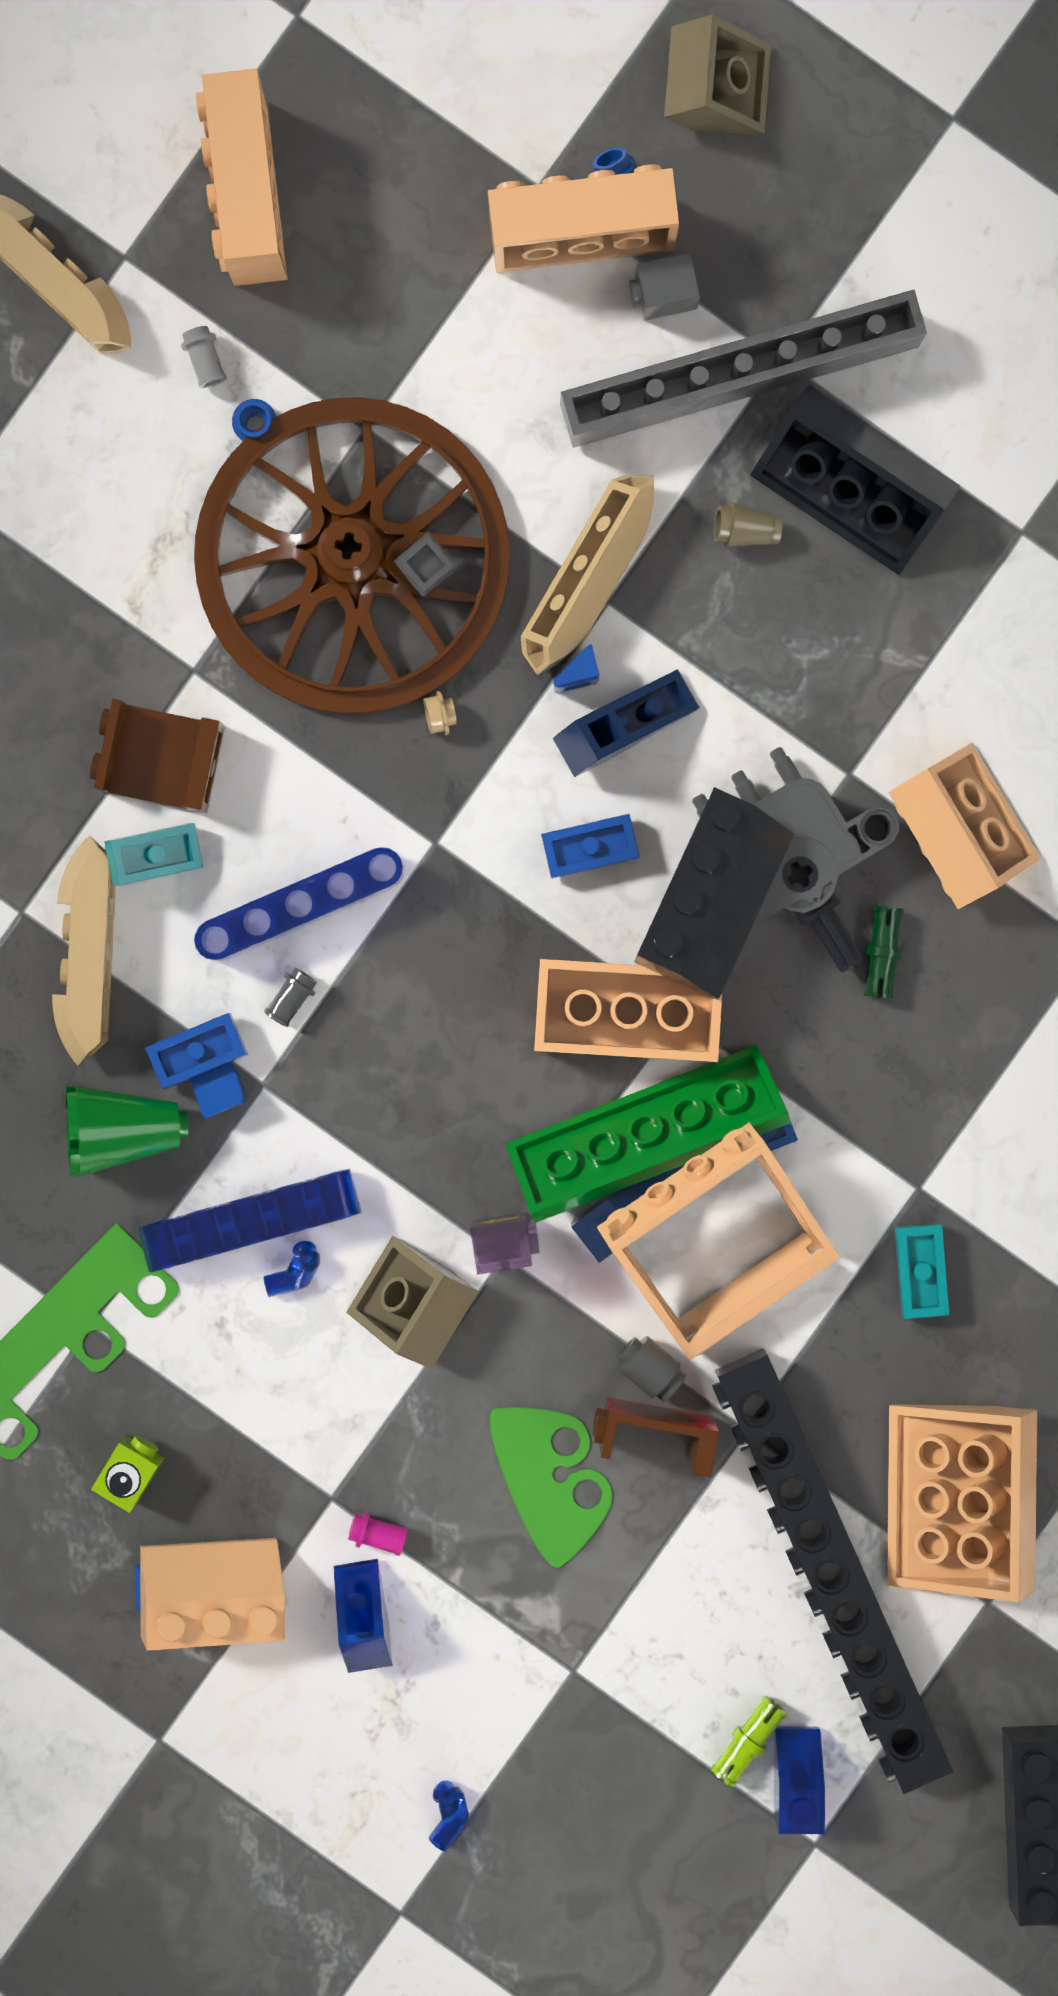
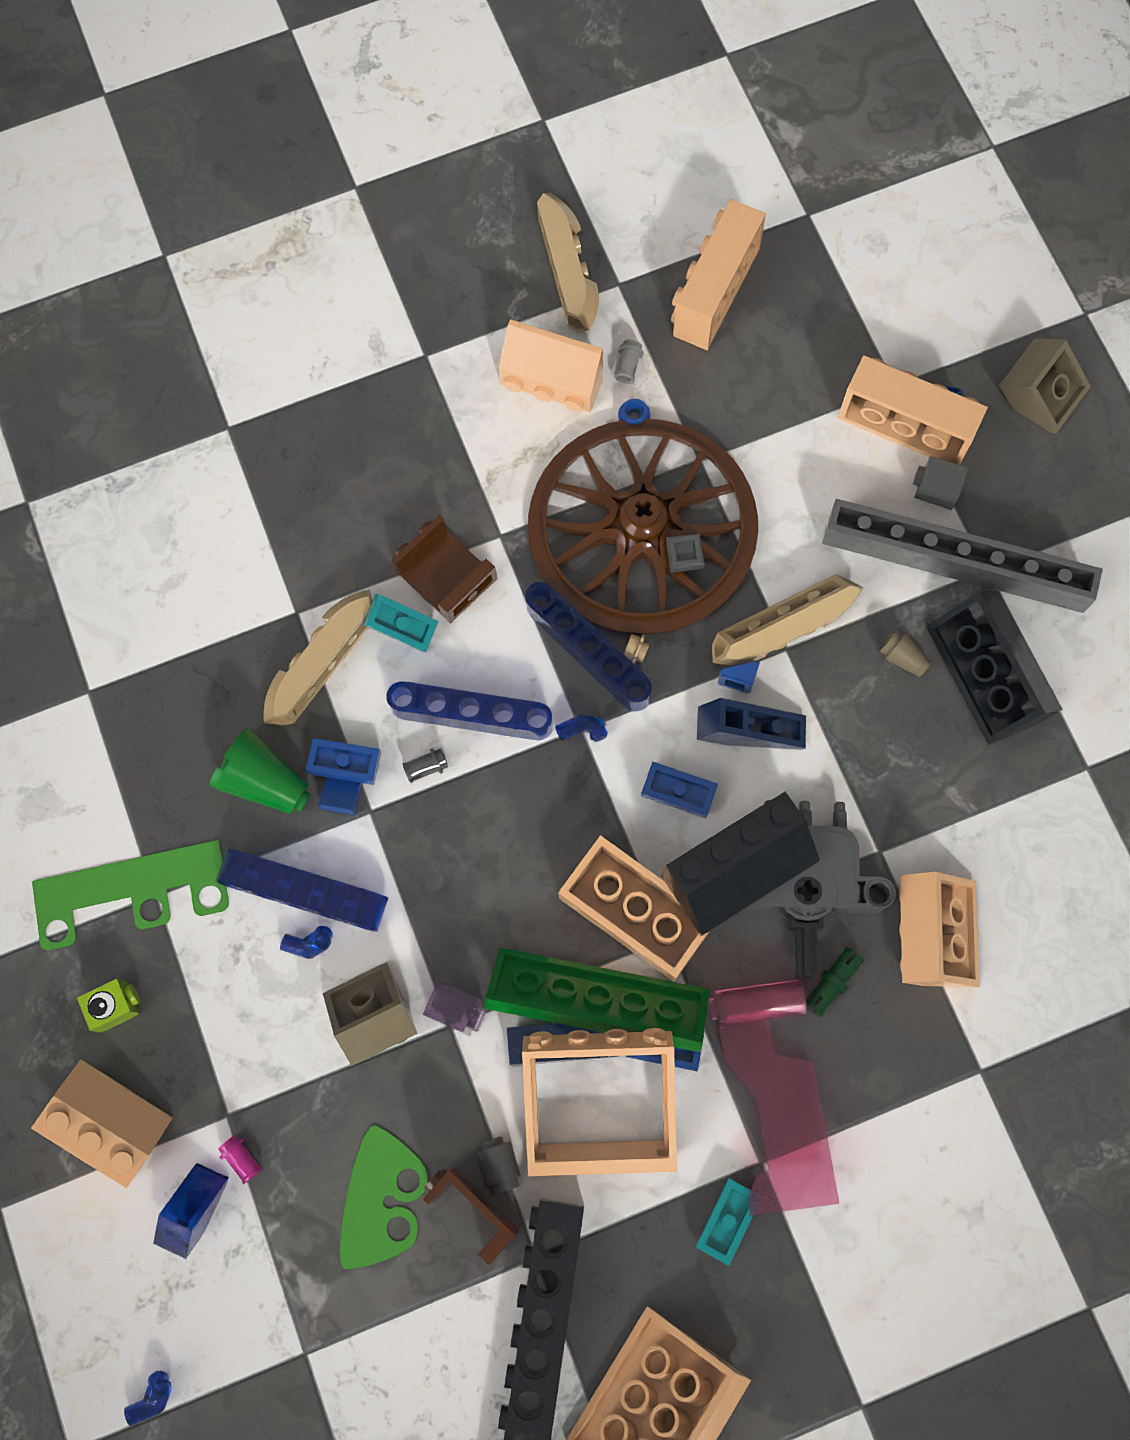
camera: 35 degrees right, 15 degrees down
(120, 428) = (551, 366): none -> light nougat slope
(366, 730) = (583, 631): none -> clear blue beam
(435, 838) = (582, 723): none -> clear blue arm
(899, 1102) = (786, 1097): none -> clear pink door

